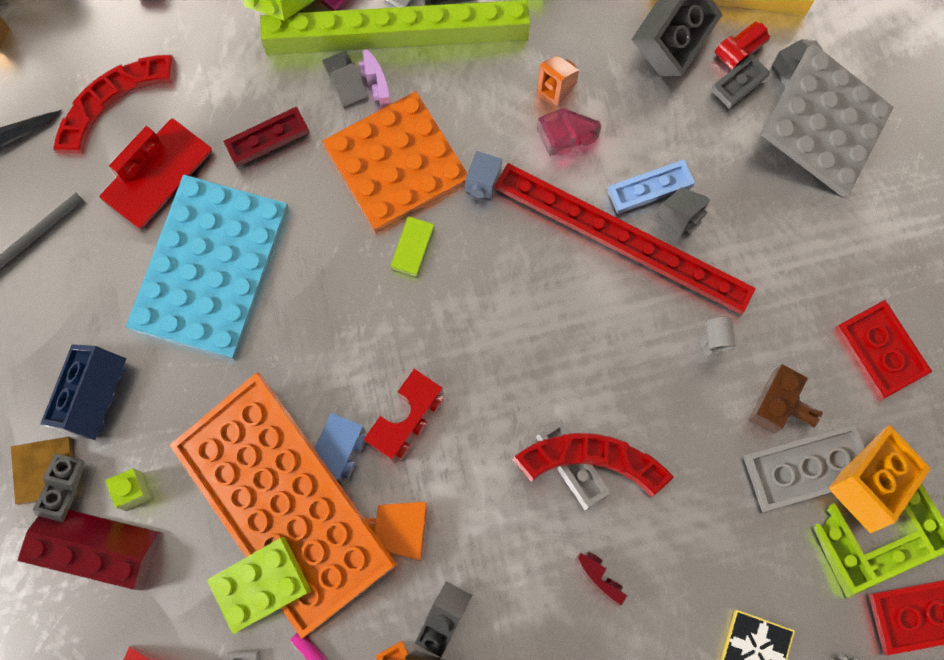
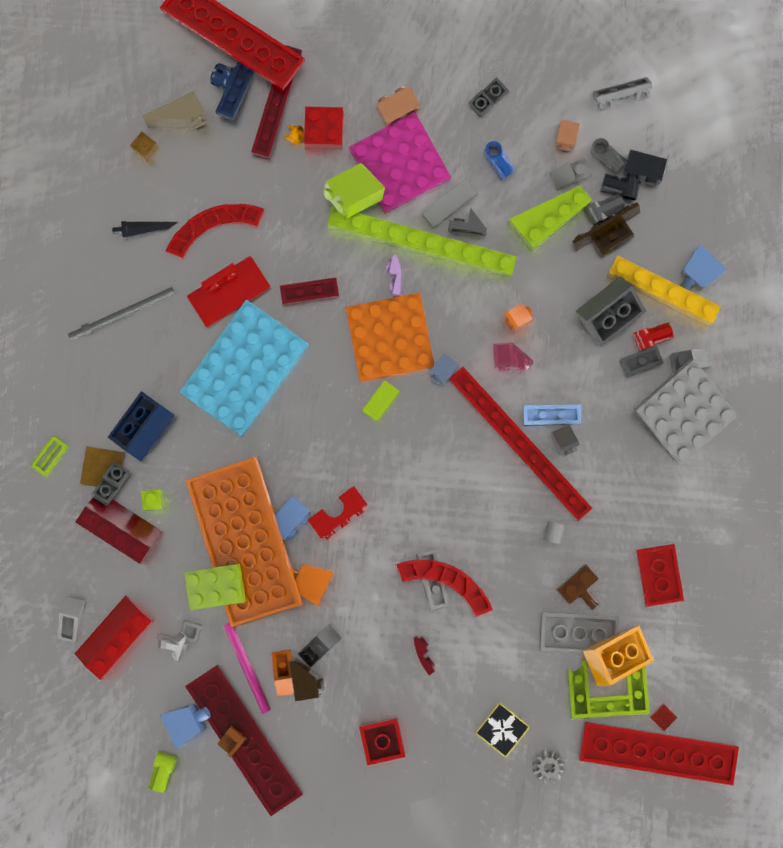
camera: 20 degrees right, 10 degrees up
(345, 79) = (375, 266): dark grey slope -> none

